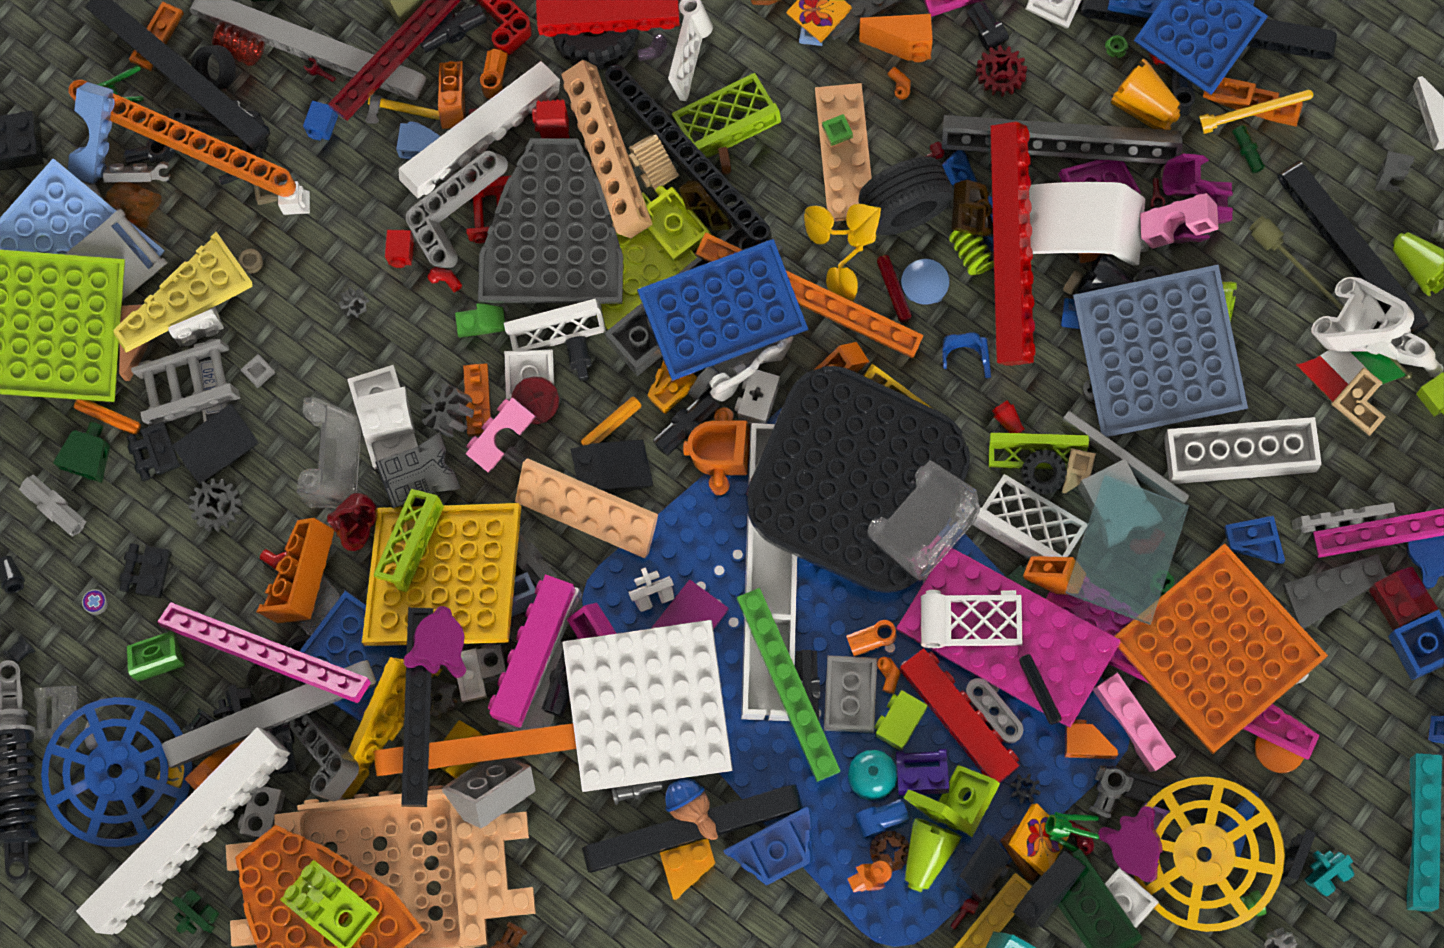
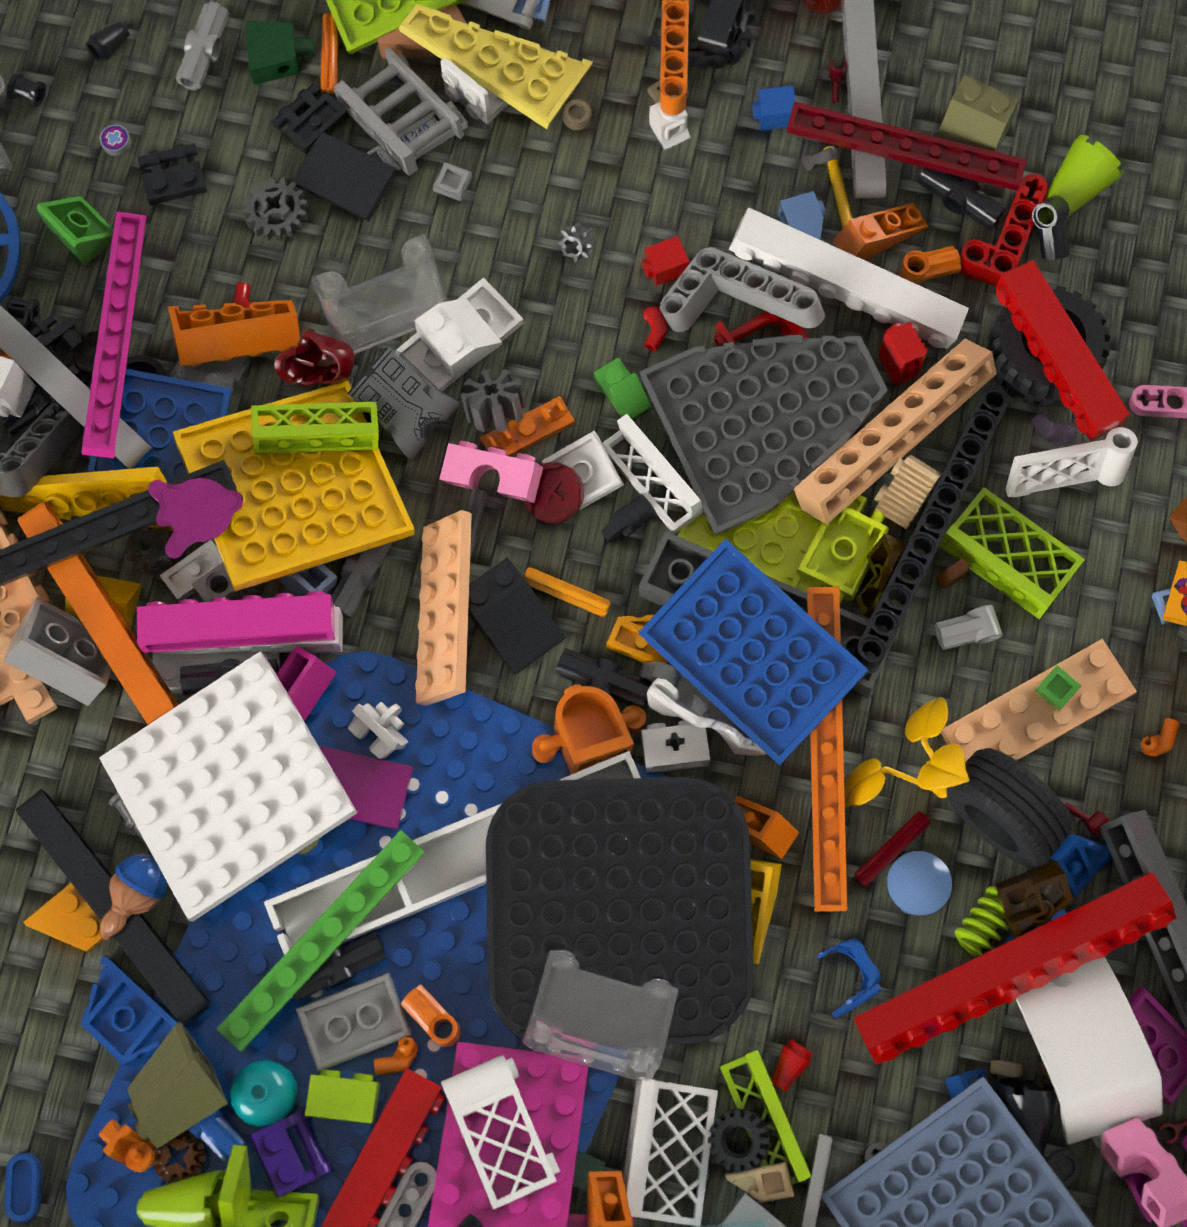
camera: 60 degrees right, 0 degrees up
(767, 164) = (976, 626): none -> light grey piece
(844, 828) = (174, 1089): none -> olive slope

